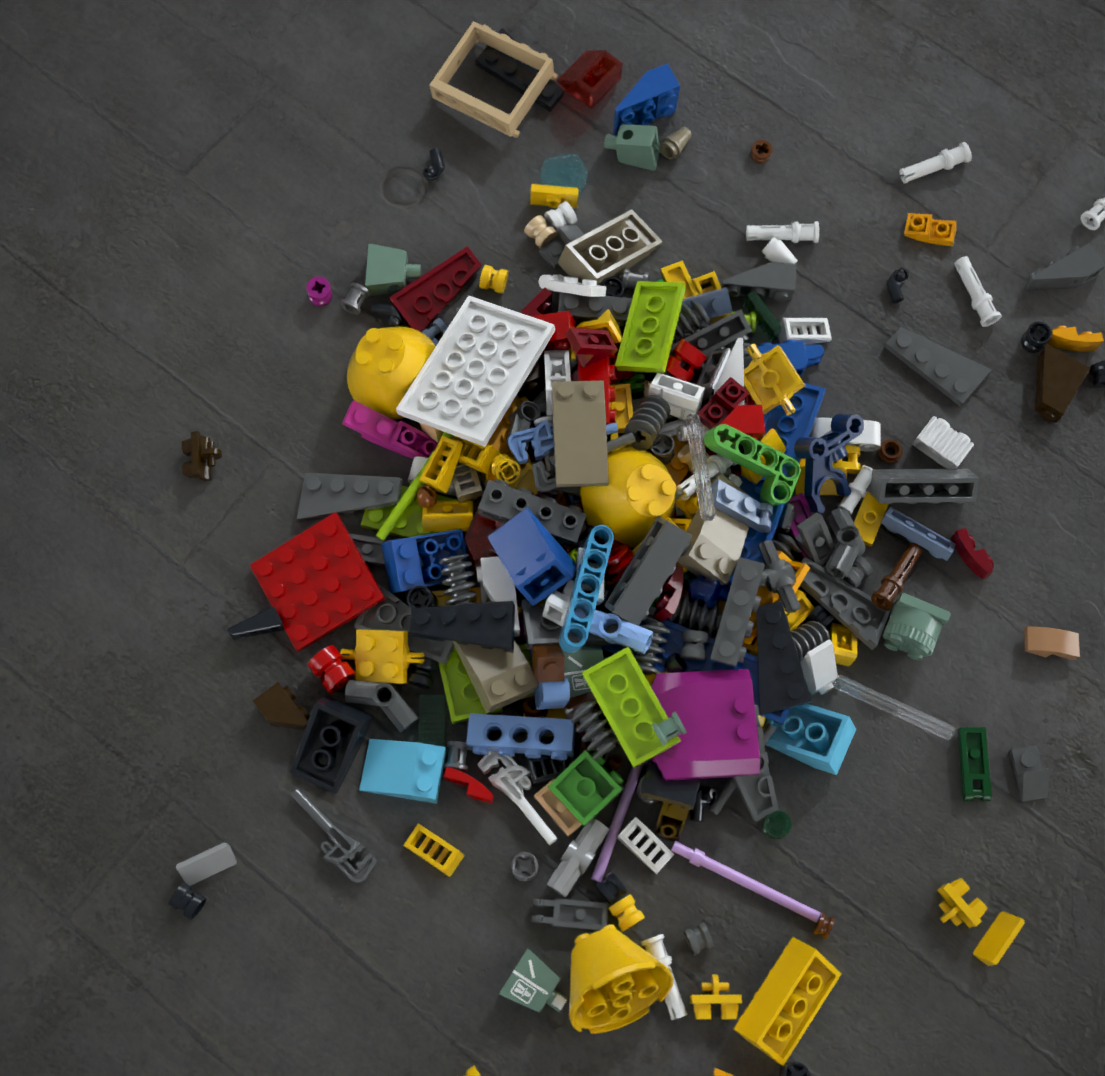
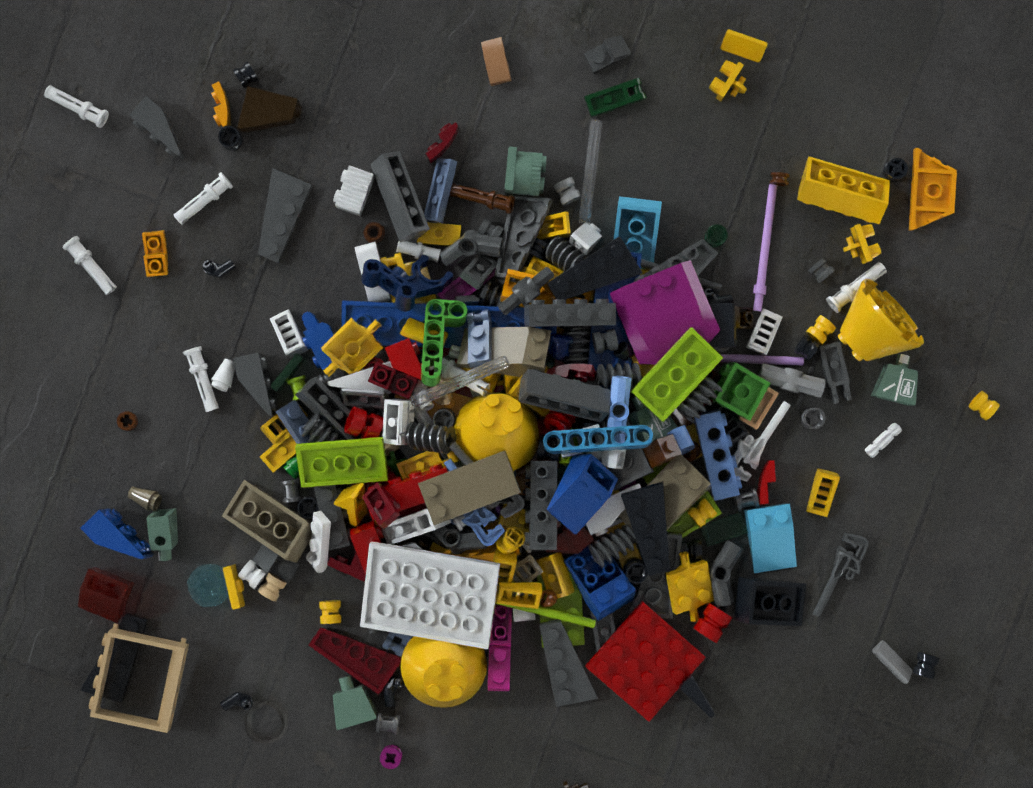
camera: 105 degrees left, 15 degrees up
(280, 710) = (757, 650): dark brown slope -> none
(461, 697) = (702, 512): none -> yellow wheel
(470, 944) = (883, 440): none -> white axle
(669, 728) = (688, 338): sand green bush -> none
(878, 672) = (567, 191): none -> light grey wheel

